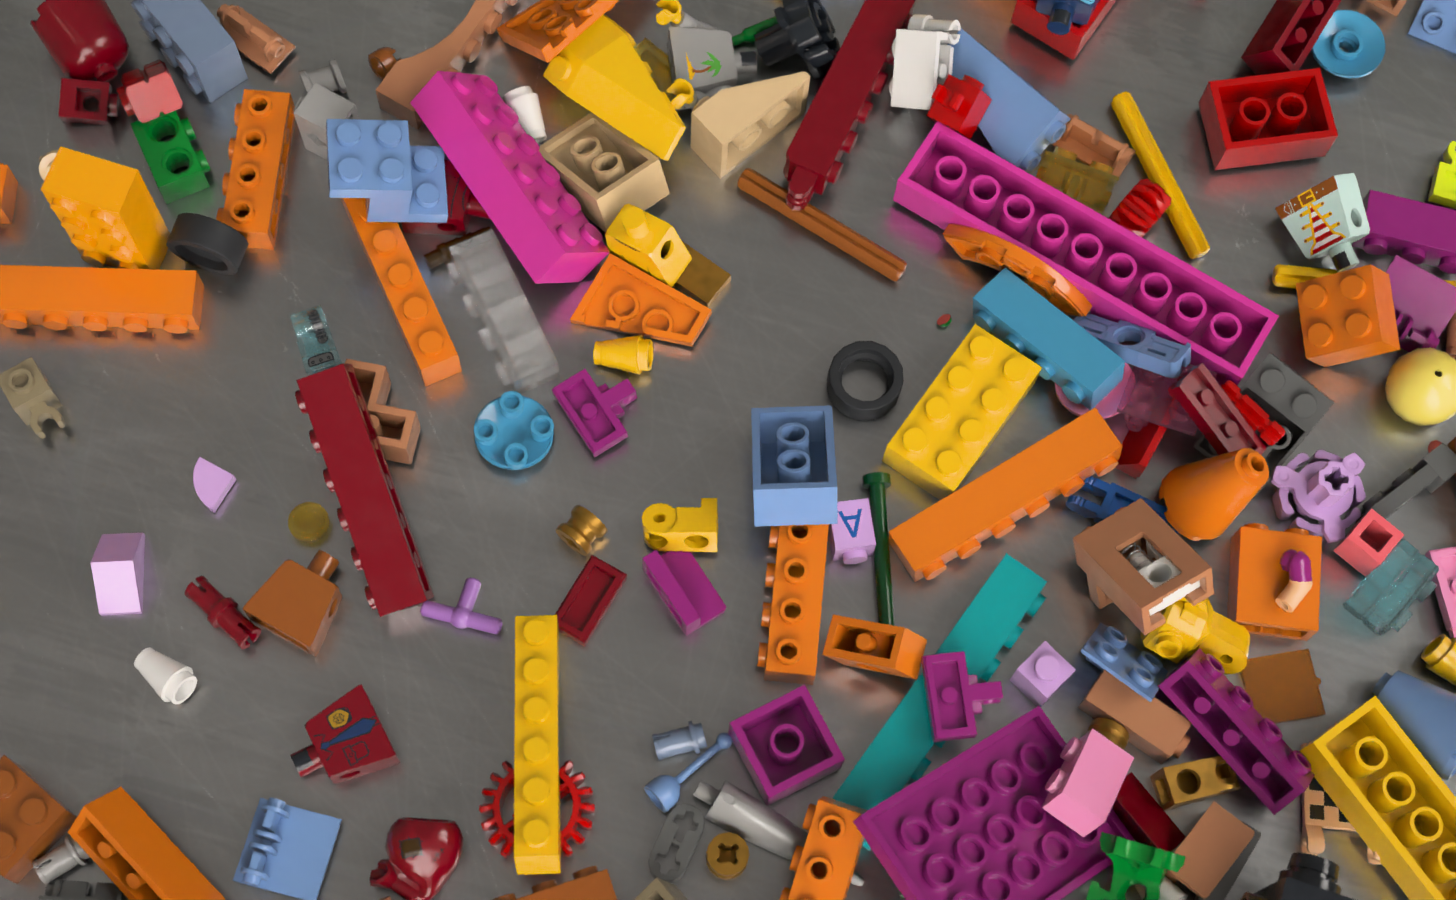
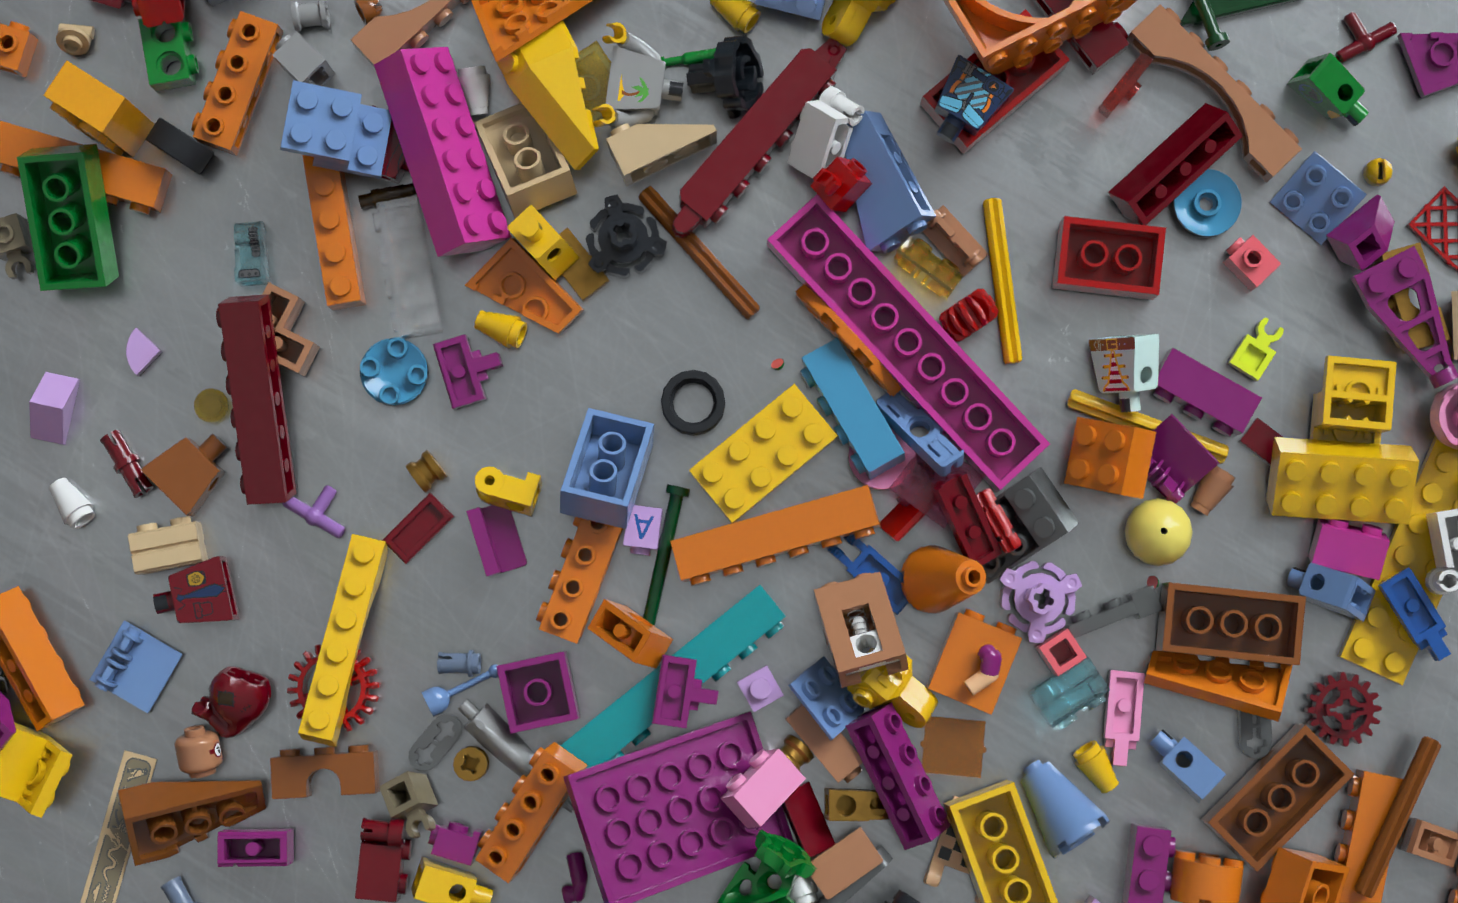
camera: 20 degrees right, 15 degrees up
(94, 343) = (68, 217): none -> green brick
(292, 695) = (167, 547): none -> tan brick
(735, 226) = (620, 218): none -> black piece
(1414, 91) = (1250, 261): none -> coral brick

